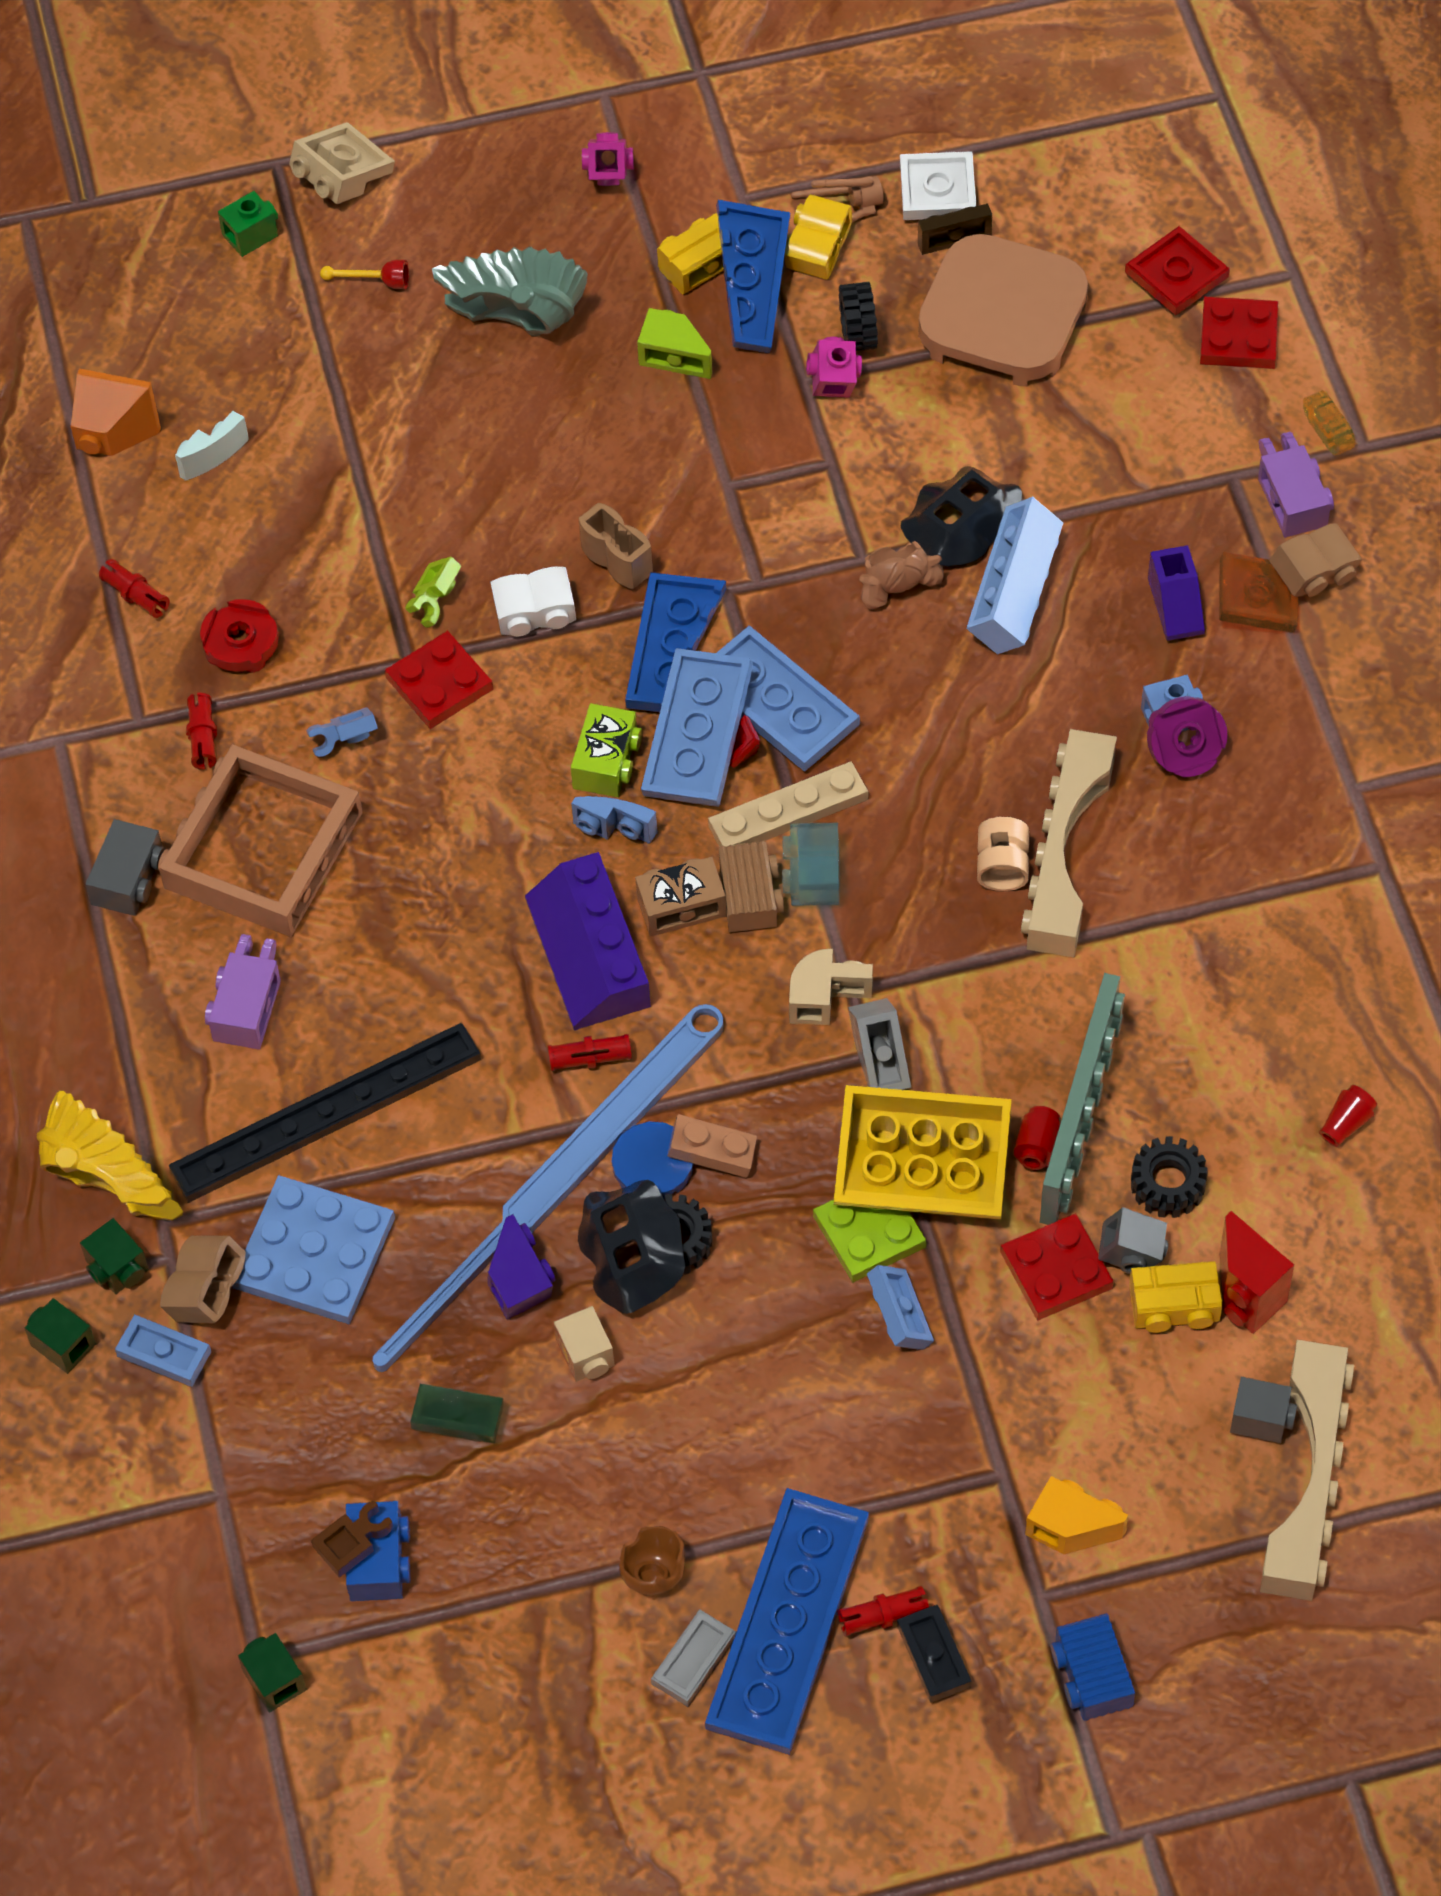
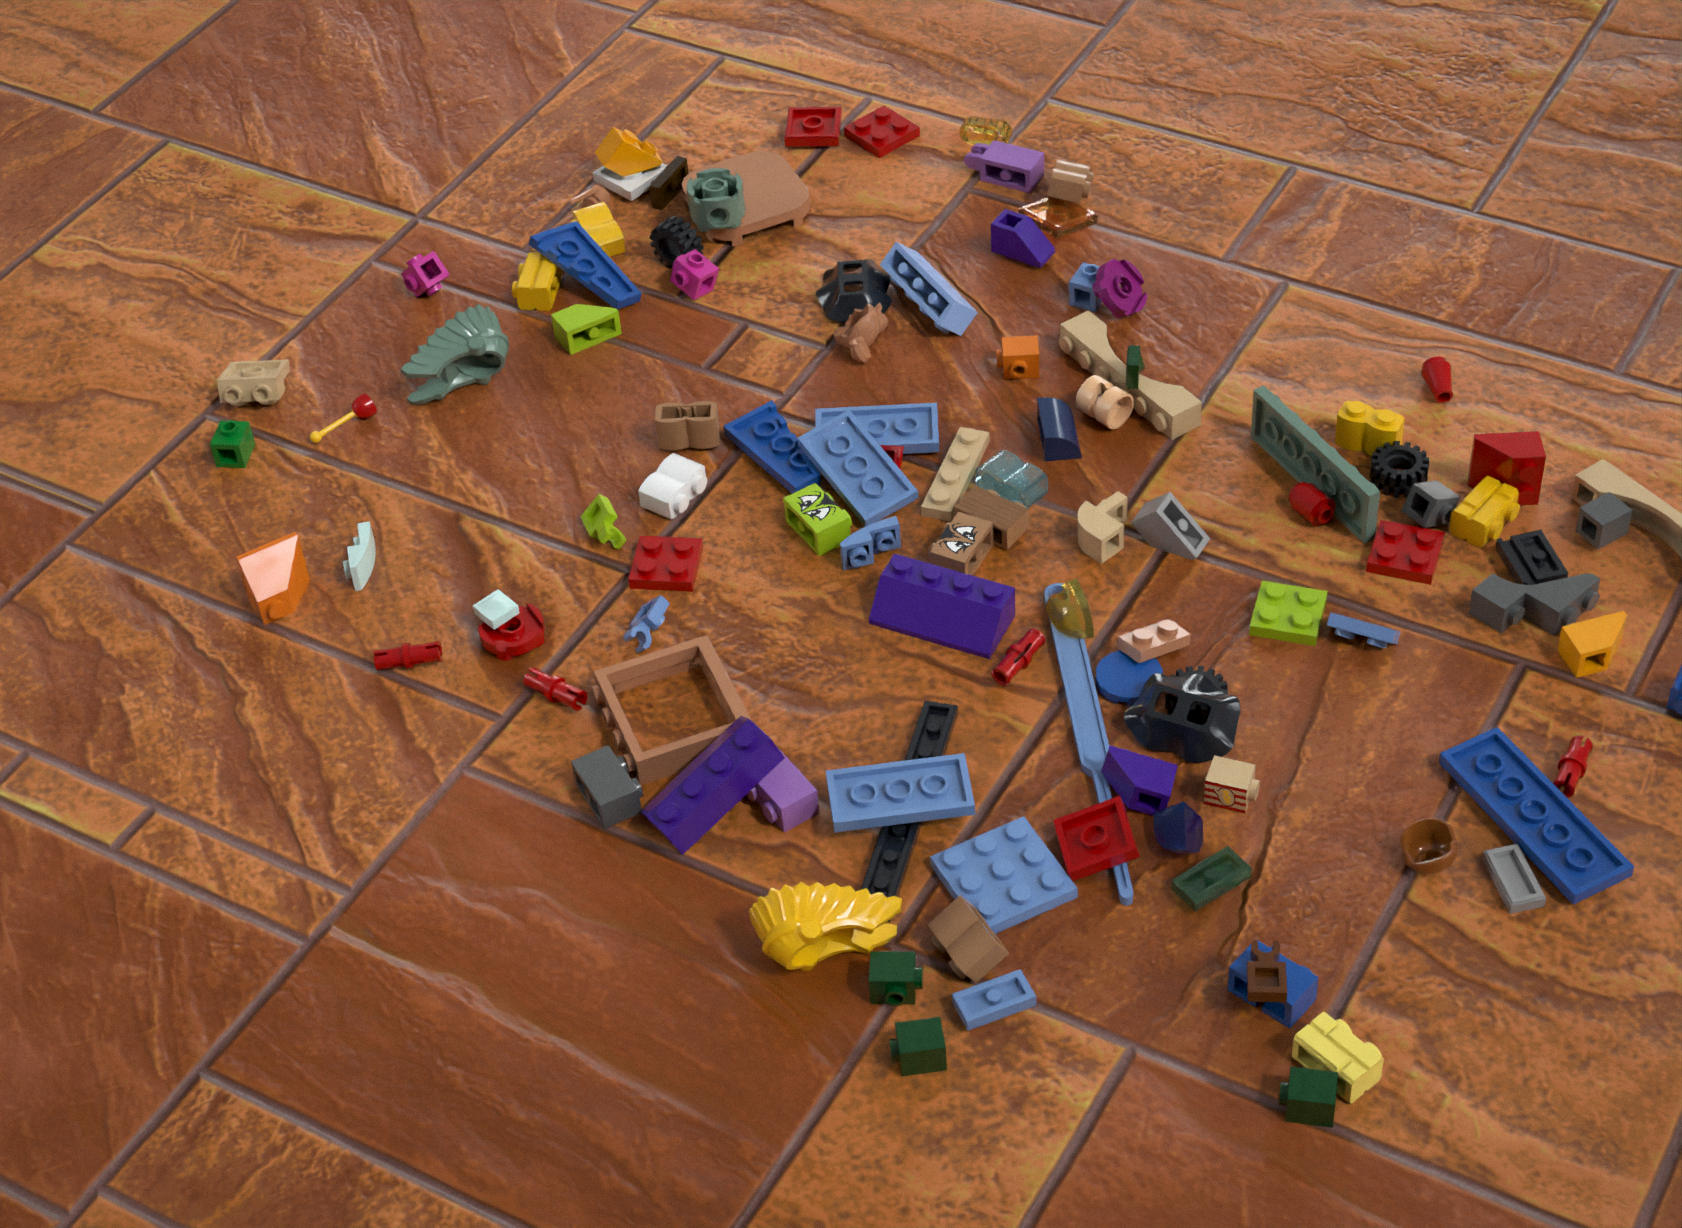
camera: 45 degrees left, 15 degrees down
(185, 945) = (712, 784): none -> dark purple slope
(238, 605) = (496, 609): none -> light aqua tile
(318, 1094) = (900, 792): none -> medium blue plate
(336, 1662) = (1333, 1048): none -> light yellow brick
(413, 1287) = (1096, 838): none -> red plate
(490, 1348) = (1179, 829): none -> clear blue brick
(678, 1051) = (1071, 611): none -> clear yellow brick
(923, 1152) = (1270, 547): yellow slope -> none
(929, 845) = (1057, 430): none -> dark blue brick
(934, 1653) = (1626, 761): black plate -> none
(937, 297) = (716, 199): none -> sand green brick
(941, 163) = (626, 154): none -> light orange slope
(1000, 731) = (1019, 357): none -> orange brick
(1051, 843) = (1134, 366): none -> dark green tile
(1095, 1446) = (1544, 604): none -> dark grey arch
(1146, 1385) = (1531, 558): none -> black plate
(1195, 1108) = (1366, 428): none -> yellow brick

